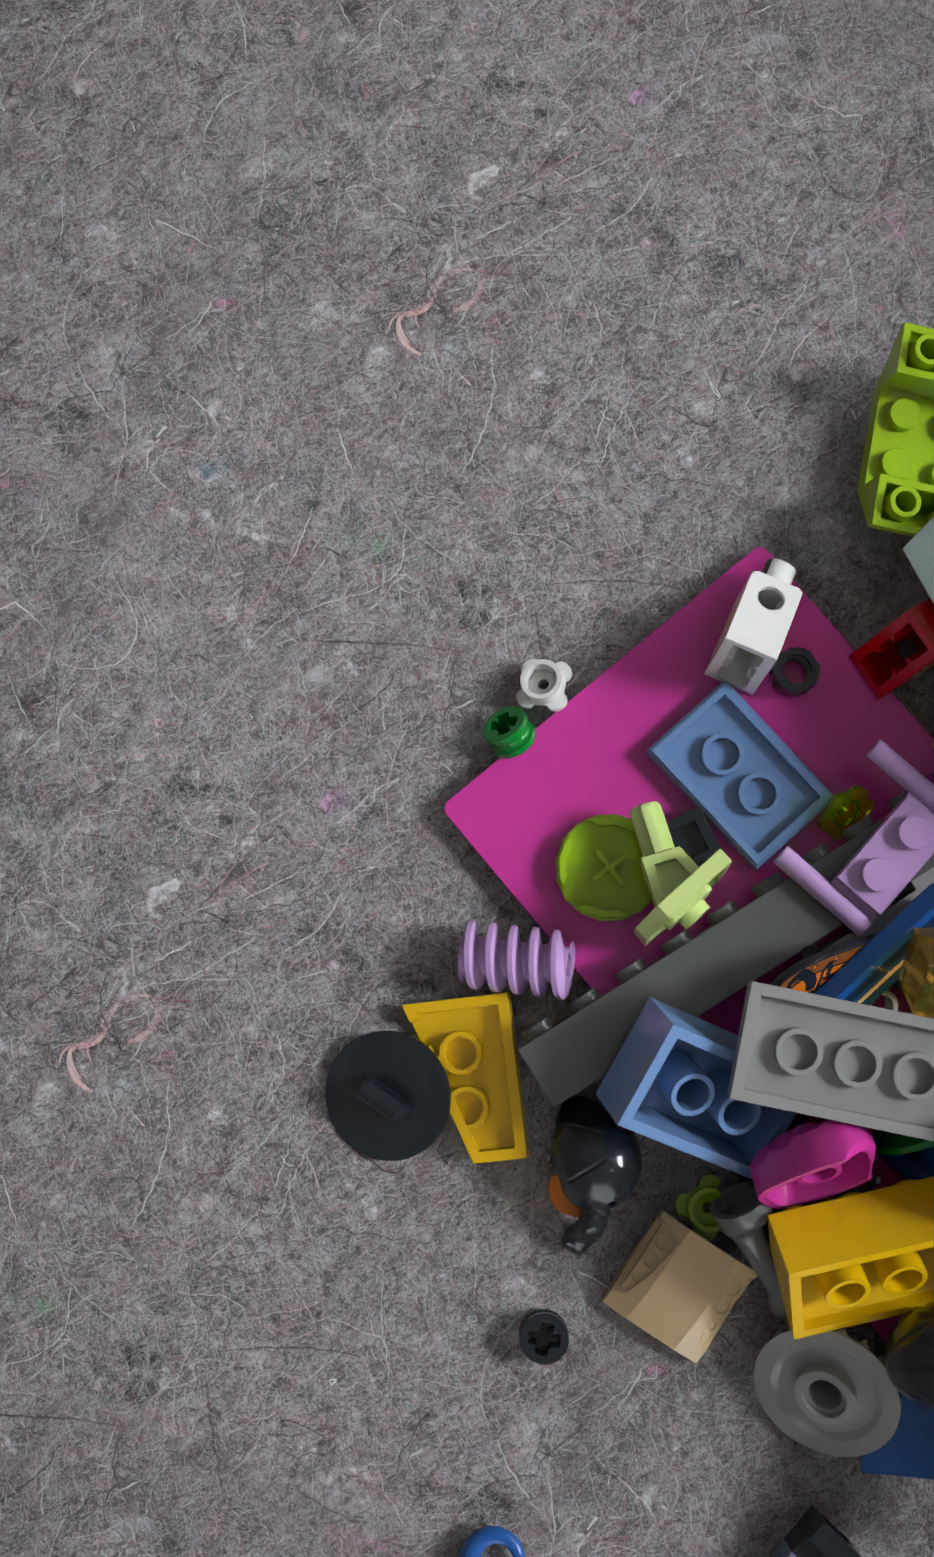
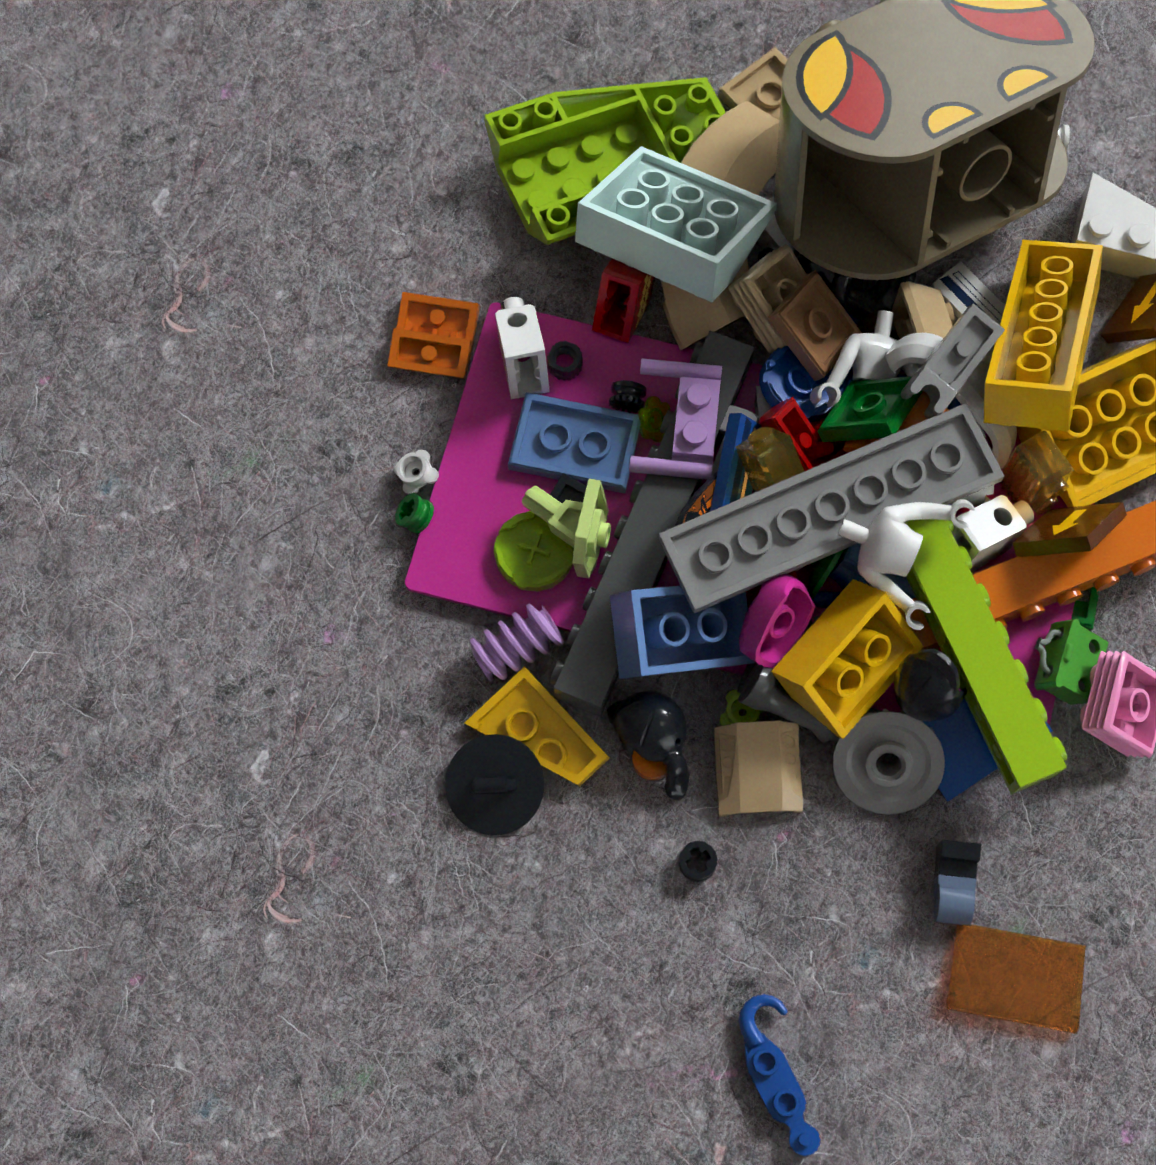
camera: 35 degrees left, 10 degrees down
(670, 539) = (434, 335): none -> orange slope
(835, 764) = (627, 396): none -> black bush

